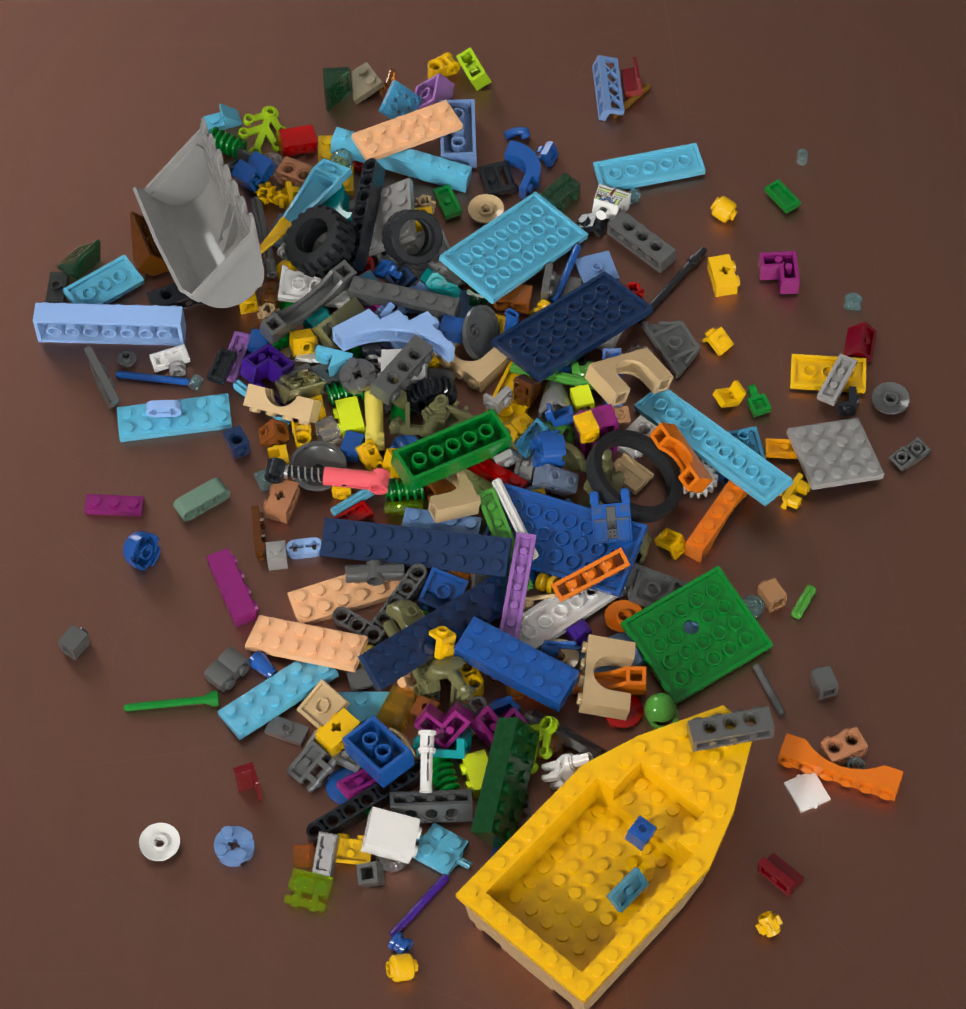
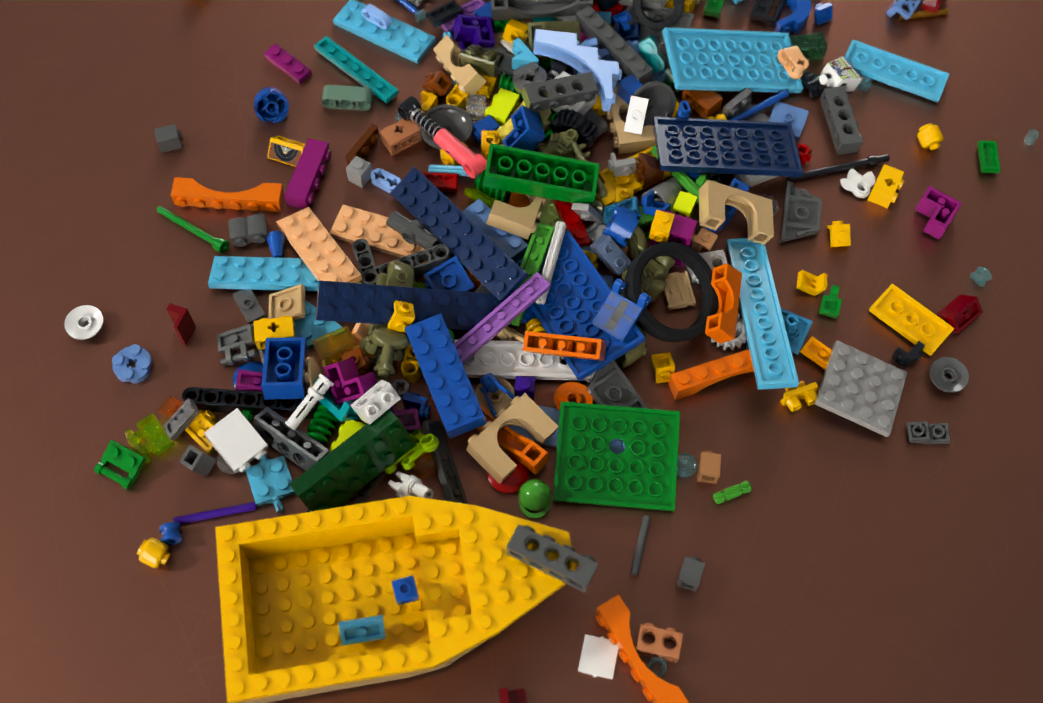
camera: 35 degrees right, 5 degrees up
(144, 673) = (263, 197): none -> orange arch
(184, 468) = (356, 69): none -> teal plate
(193, 581) = (285, 150): none -> panel
(234, 436) = (408, 73): dark blue brick -> none
(306, 918) = (123, 458): none -> green plate
(404, 421) = (526, 131): none -> blue brick
(477, 347) = (636, 115): none -> white plate
(485, 208) = (739, 21): tan dish -> none
(485, 719) = (375, 401): none -> white brick
(562, 214) = (792, 60): none -> light nougat piece
(695, 287) = (856, 182): none -> white plate
(837, 379) = (912, 328): light grey plate -> none

